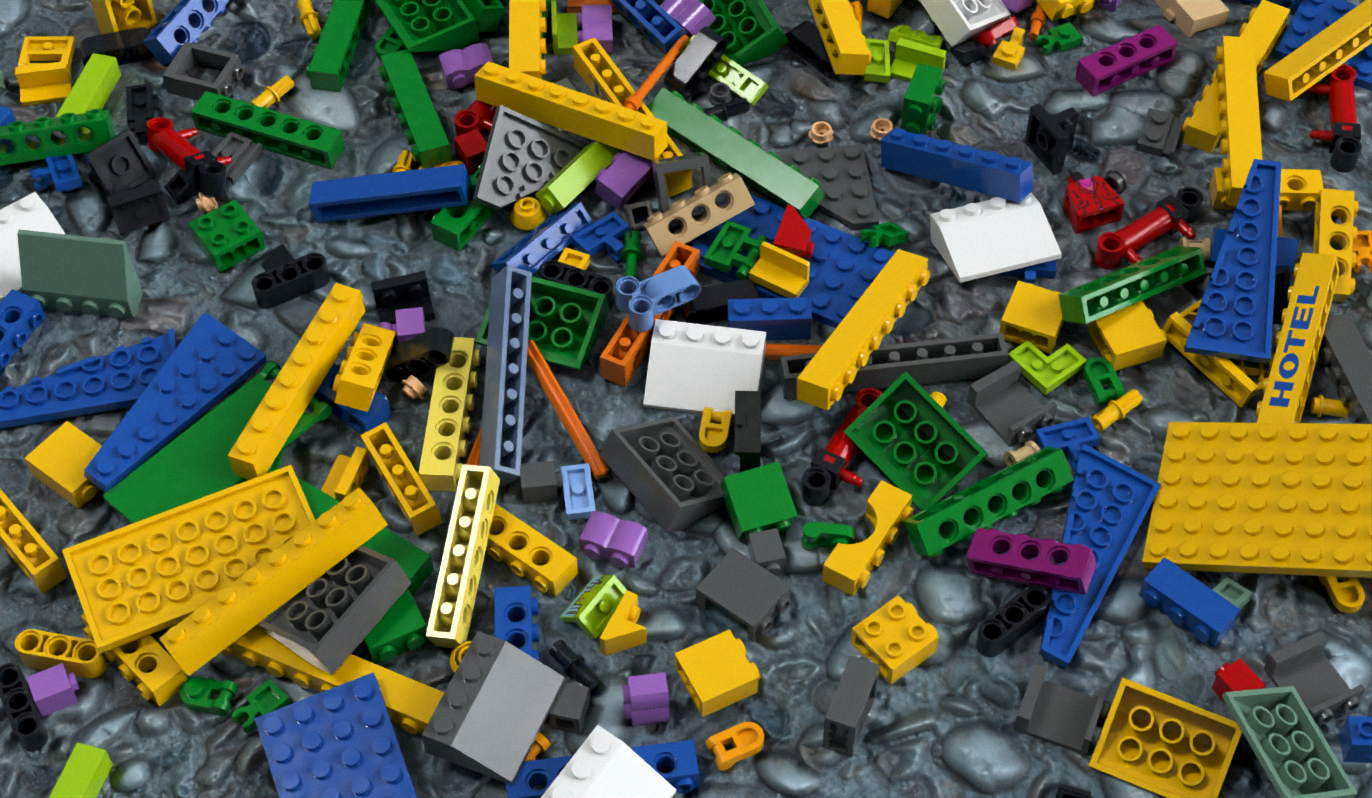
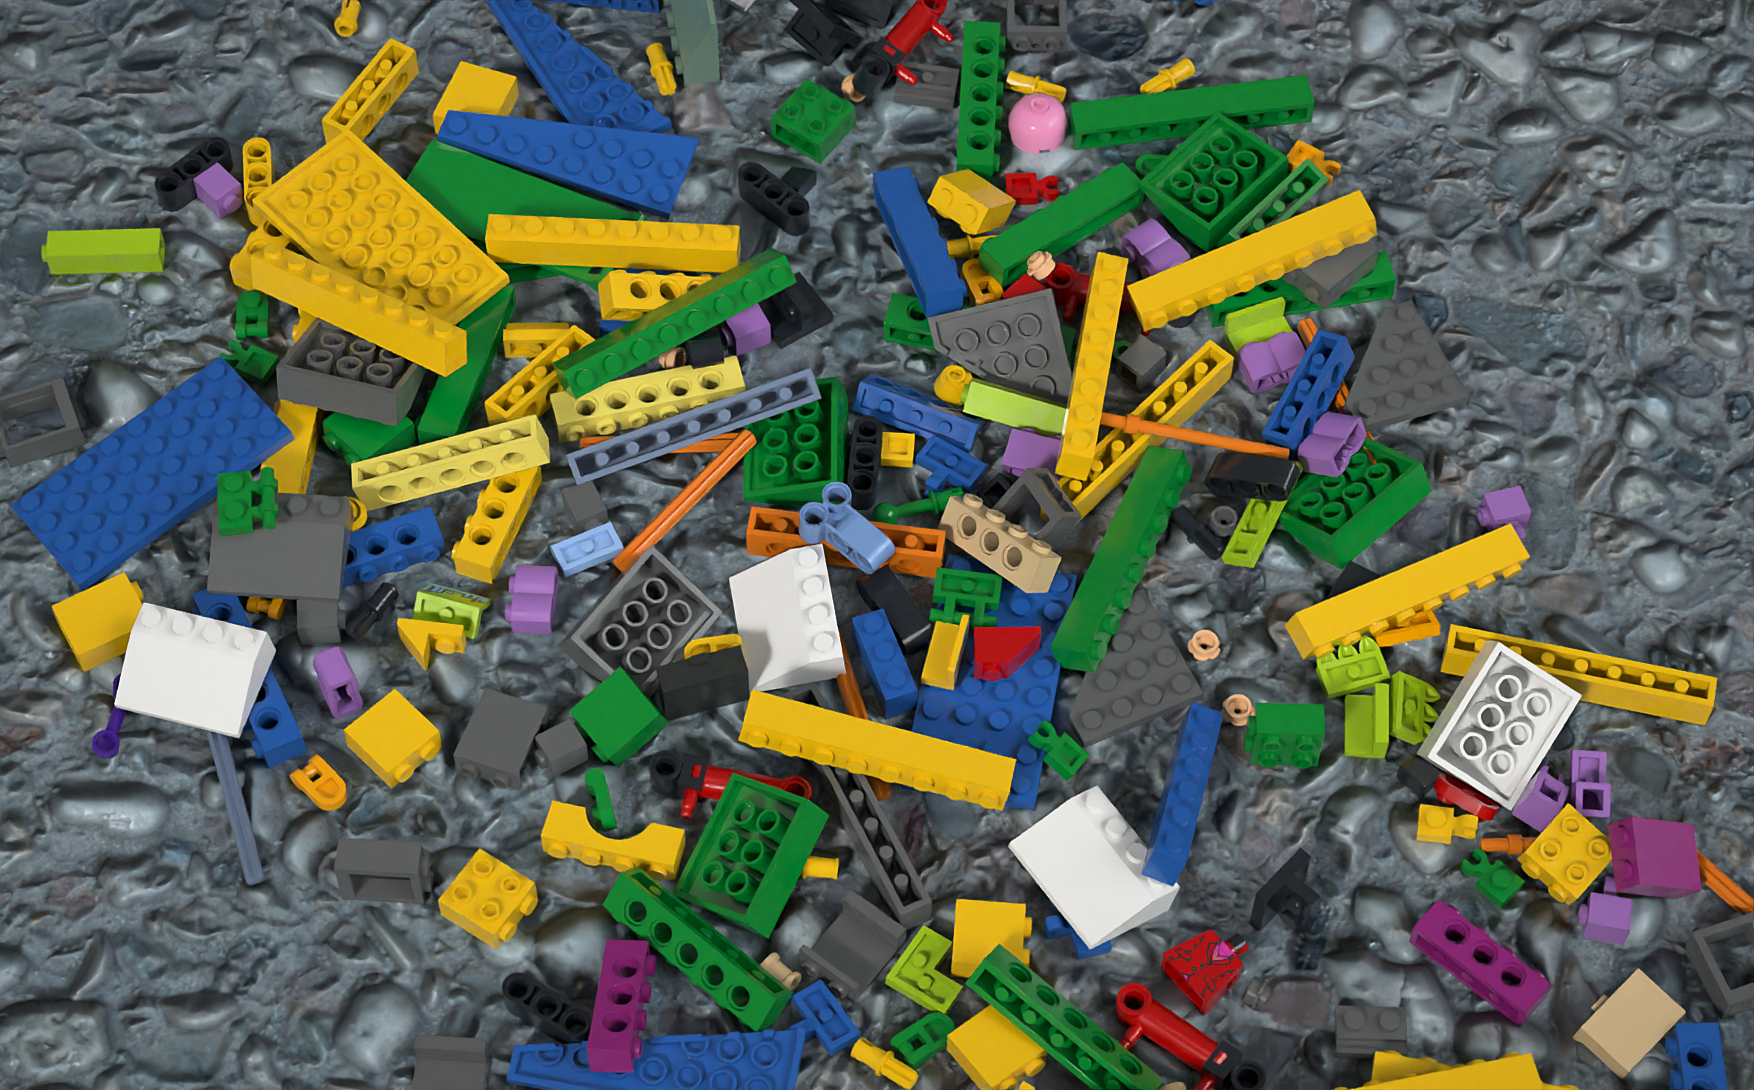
camera: 70 degrees right, 5 degrees up
(112, 324) = (661, 68): none -> yellow axle
(308, 99) = (1038, 123): none -> bright pink cylinder
(367, 125) = (1027, 190): none -> red plate
(369, 152) = (971, 202): none -> yellow brick
(404, 359) = (674, 323): none -> green brick
(452, 716) = (236, 506): none -> green plate
(457, 122) = (1040, 265): none -> light nougat plate

